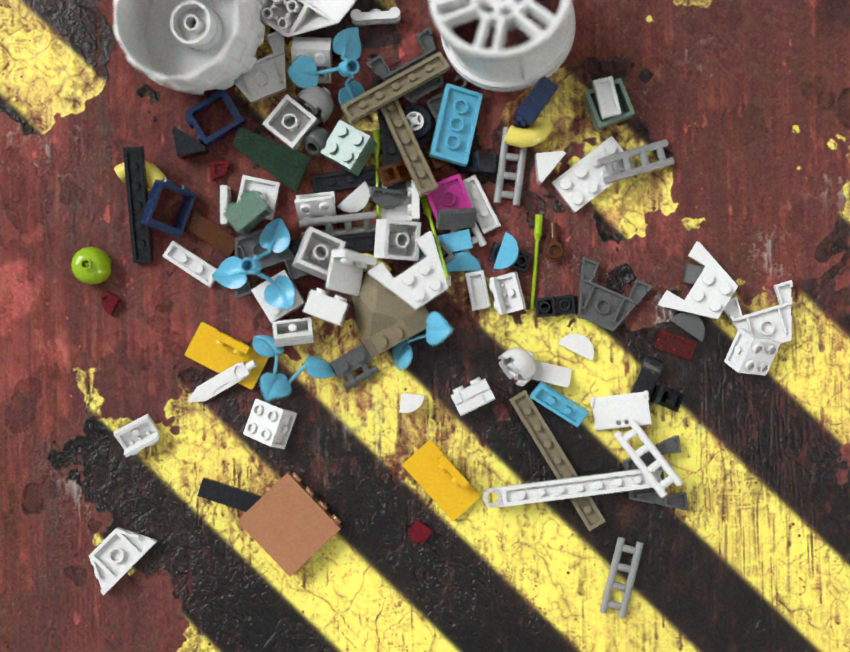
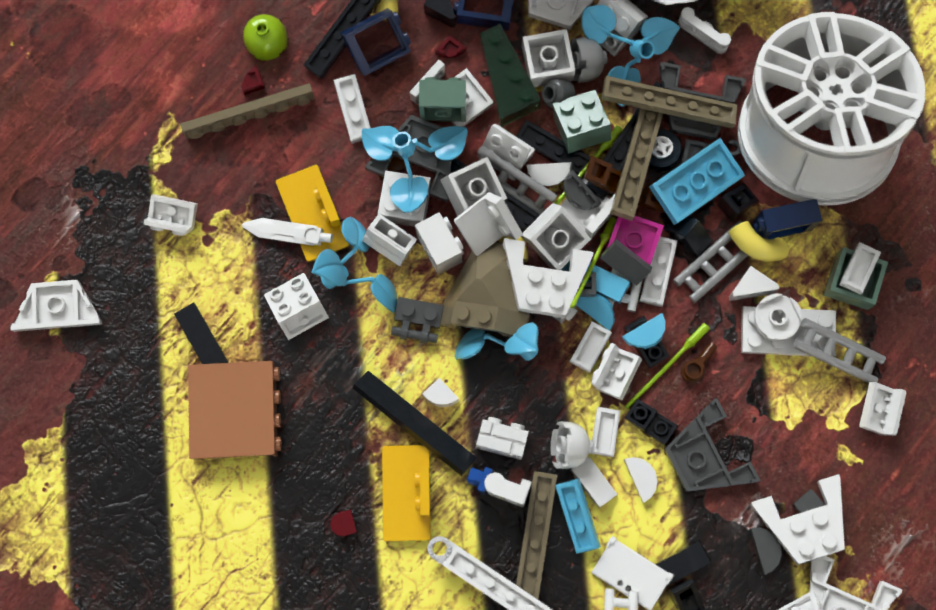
camera: 40 degrees right, 10 degrees down
(122, 331) = (255, 109): none -> dark tan plate
(211, 233) = (393, 94): reddish brown tile -> none
(409, 433) = (414, 423): none -> black tile
(492, 115) = (737, 202): none -> black slope
(496, 429) = (498, 486): none -> white hips
(531, 336) = (605, 431): none -> white tile
(570, 178) = (782, 305): none -> white plate
(675, 344) = (736, 556): clear red tile -> none
(691, 175) = (882, 409): none -> white bracket

